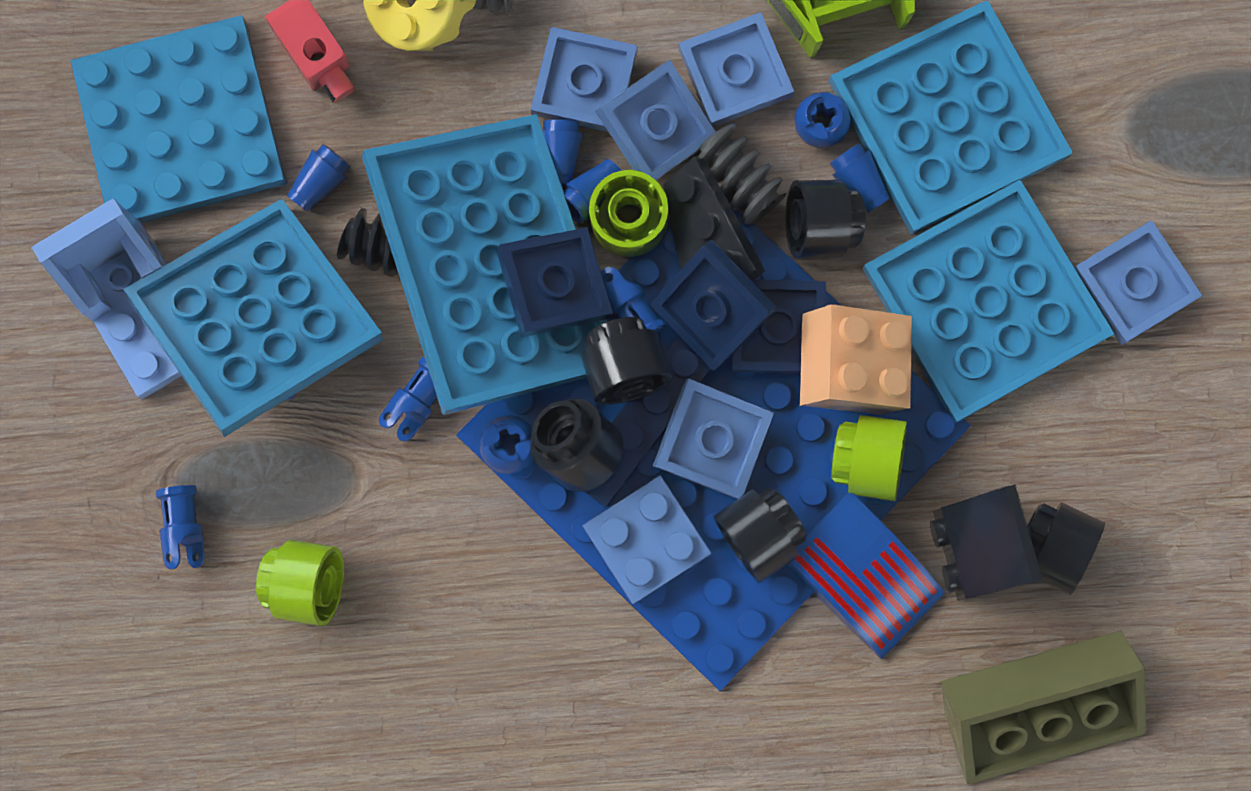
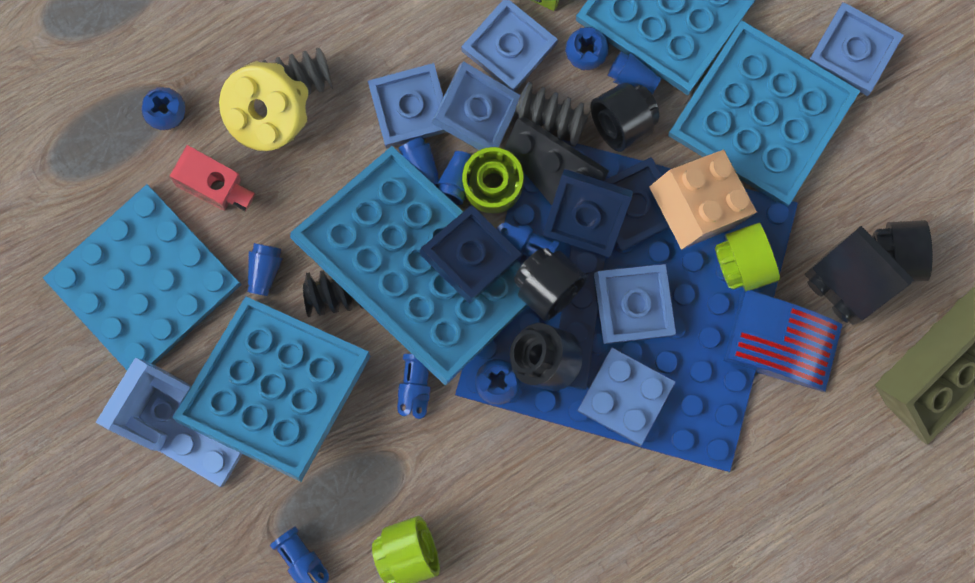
camera: 25 degrees left, 0 degrees up
(761, 532) = (703, 349): black piece -> none

